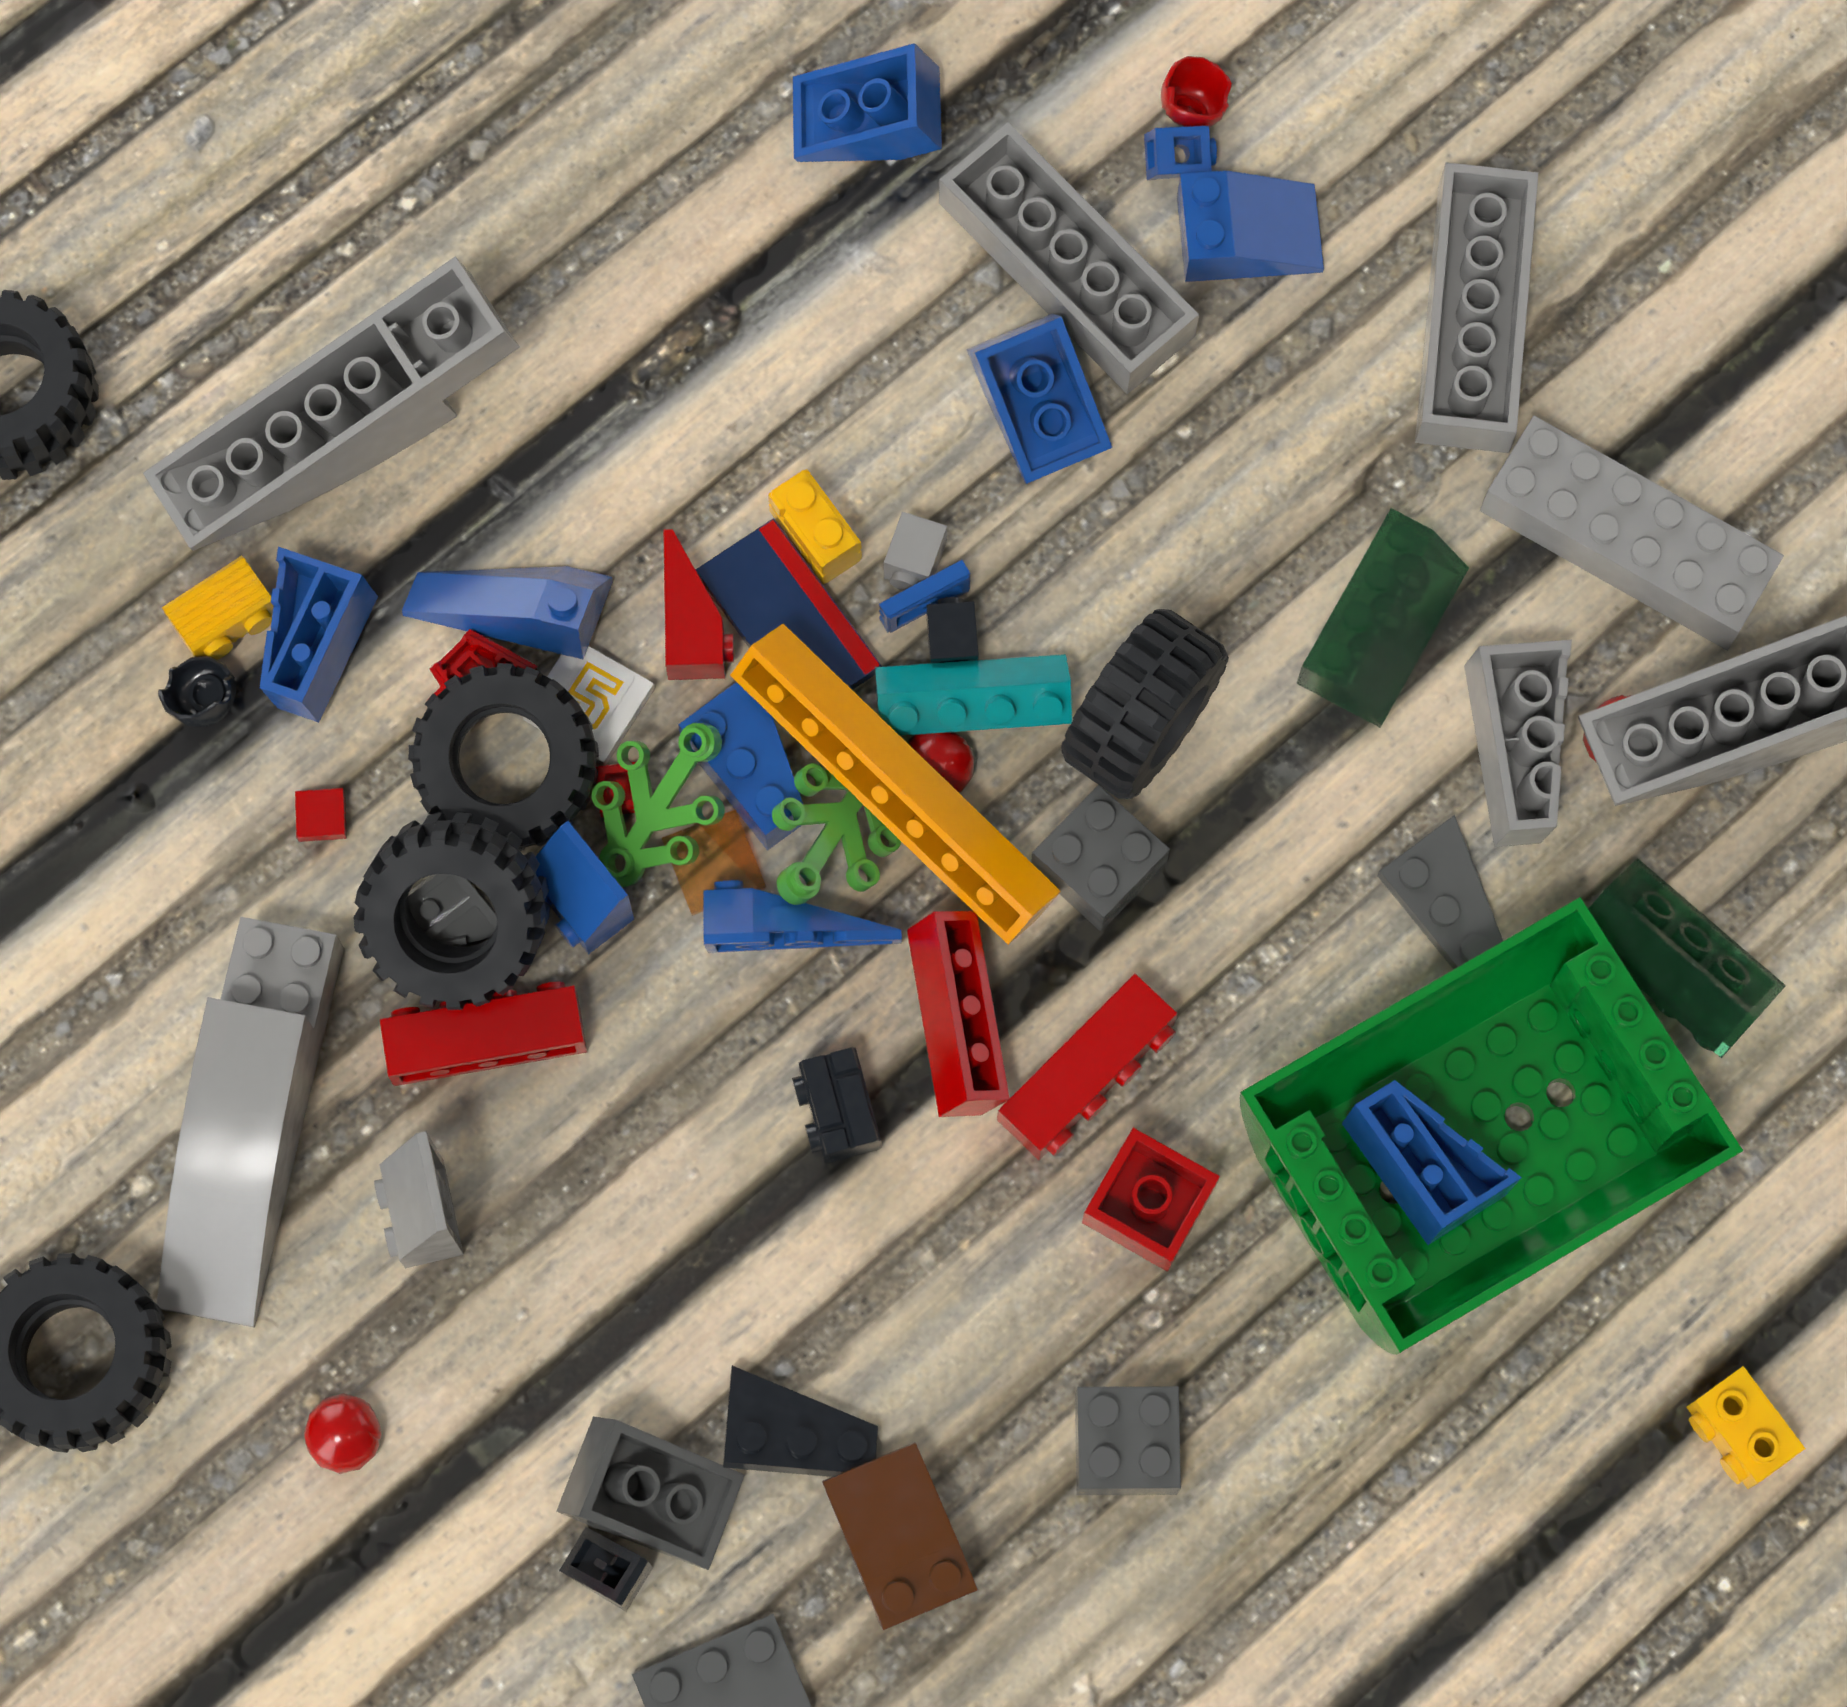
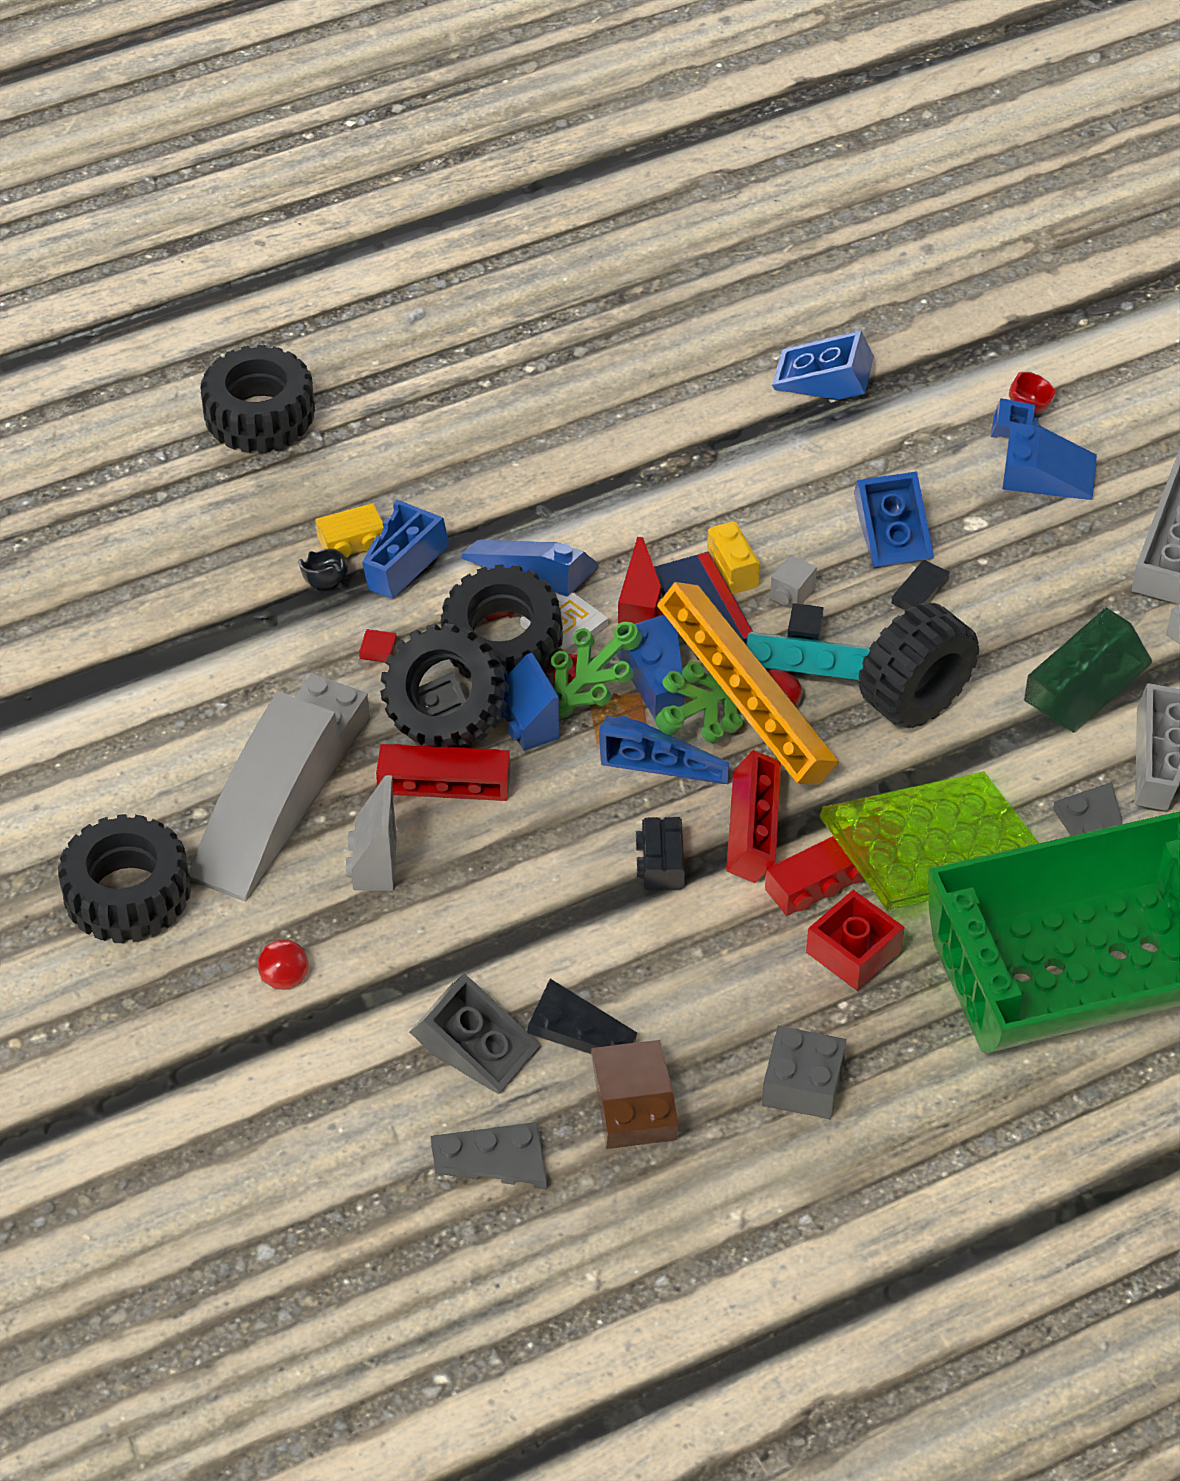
camera: 15 degrees right, 25 degrees down
(336, 410) = (457, 442): light grey slope -> none
(606, 1568) = (436, 1075): black slope -> none
(913, 602) = (778, 607): blue tile -> none
(1068, 257) = (919, 439): light grey brick -> none
(1100, 857) = (871, 756): dark grey brick -> none
(1104, 510) = (920, 585): none -> black tile
(1227, 995) = (922, 827): none -> clear neon green plate
(1424, 1162) = (1046, 949): blue wedge -> none

